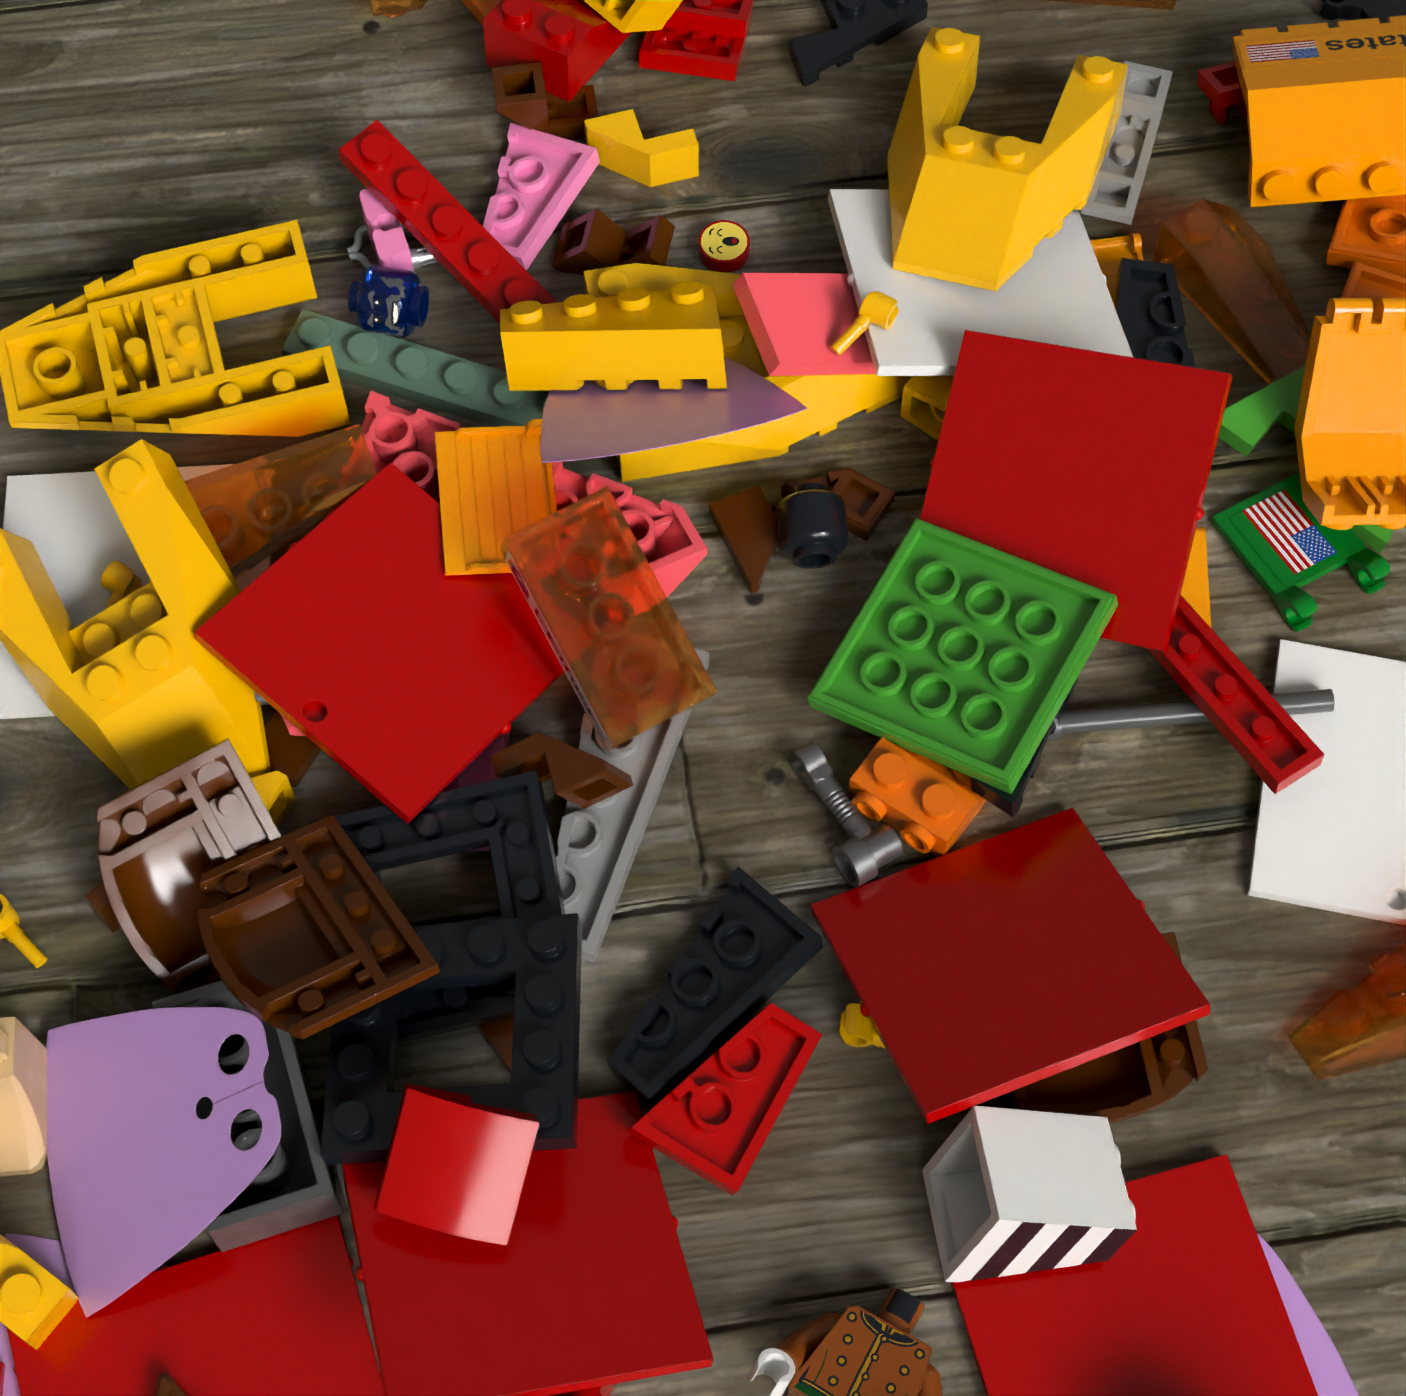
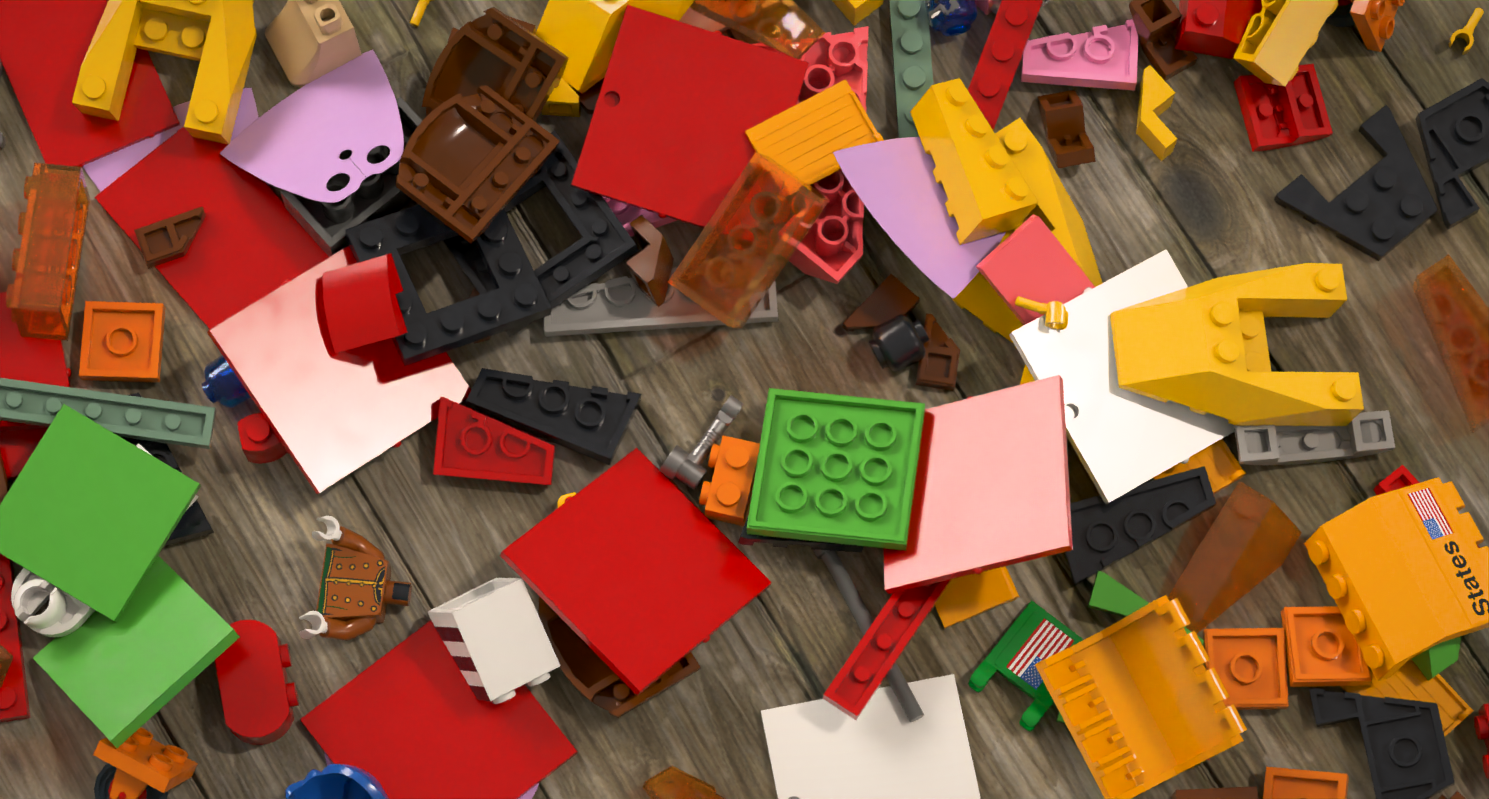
camera: 65 degrees right, 10 degrees up
(724, 246) = (1104, 201): tile -> none

